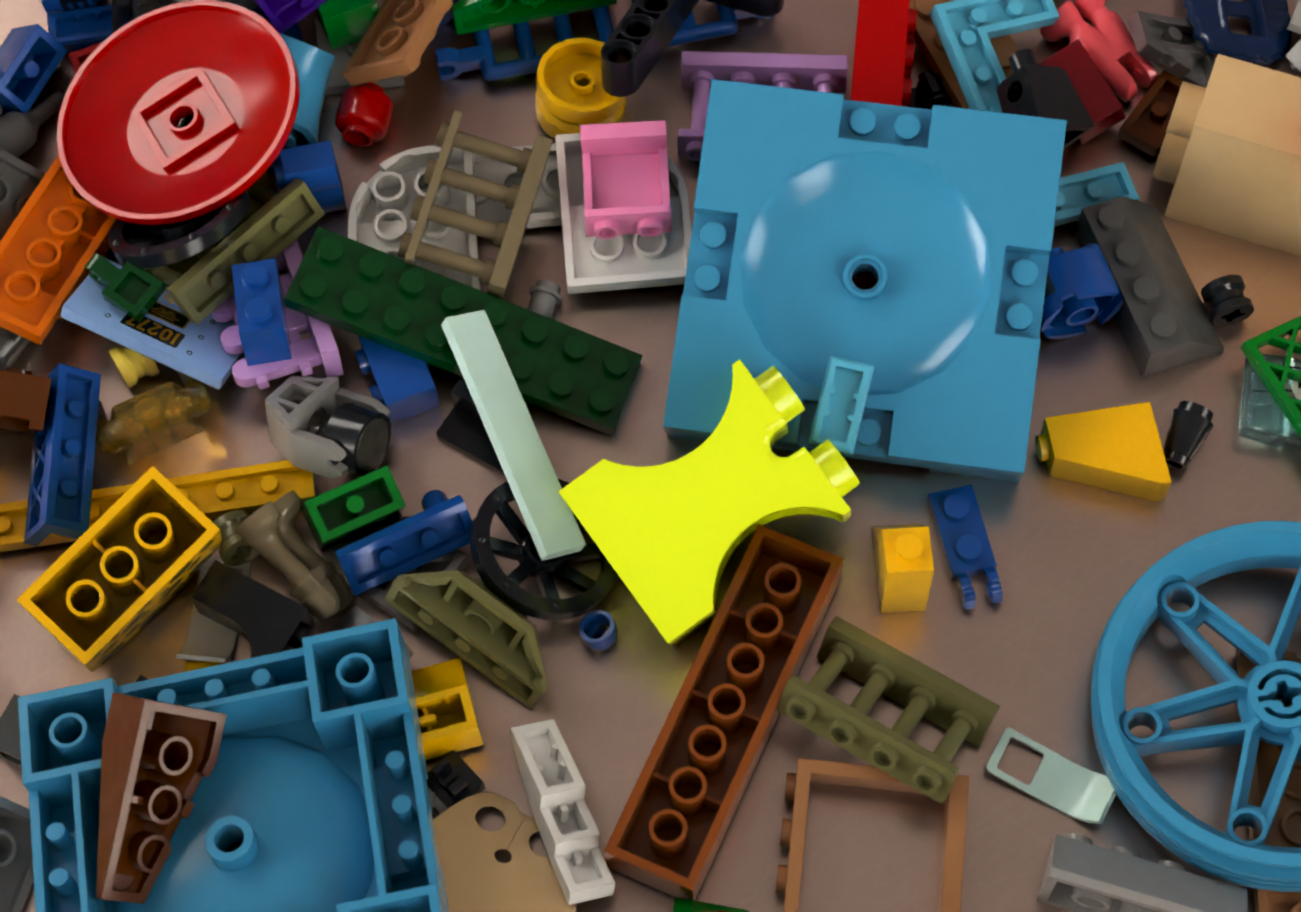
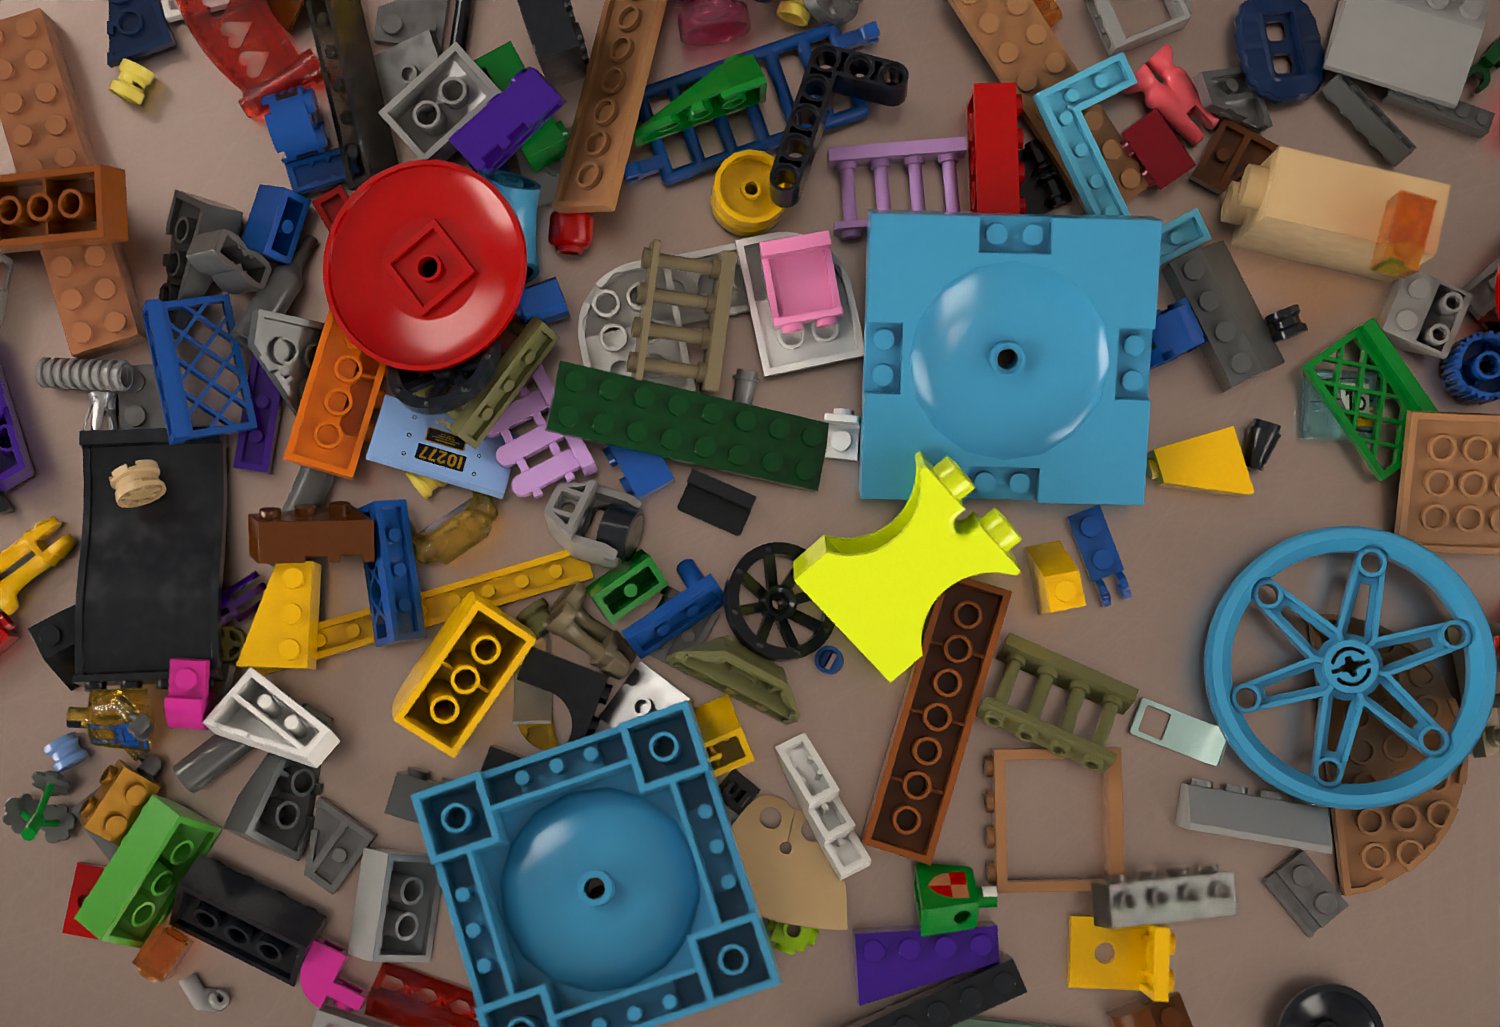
camera: 15 degrees left, 20 degrees up
(126, 288) = (416, 429): dark green plate -> none
(148, 776) = (524, 846): reddish brown wedge -> none
(261, 312) = (527, 438): blue brick -> none
(513, 435) = (742, 516): light aqua tile -> none
(653, 368) = (843, 435): none -> white bracket
(841, 404) = (1000, 472): medium azure plate -> none
(1043, 93) = (1129, 173): black torso -> none

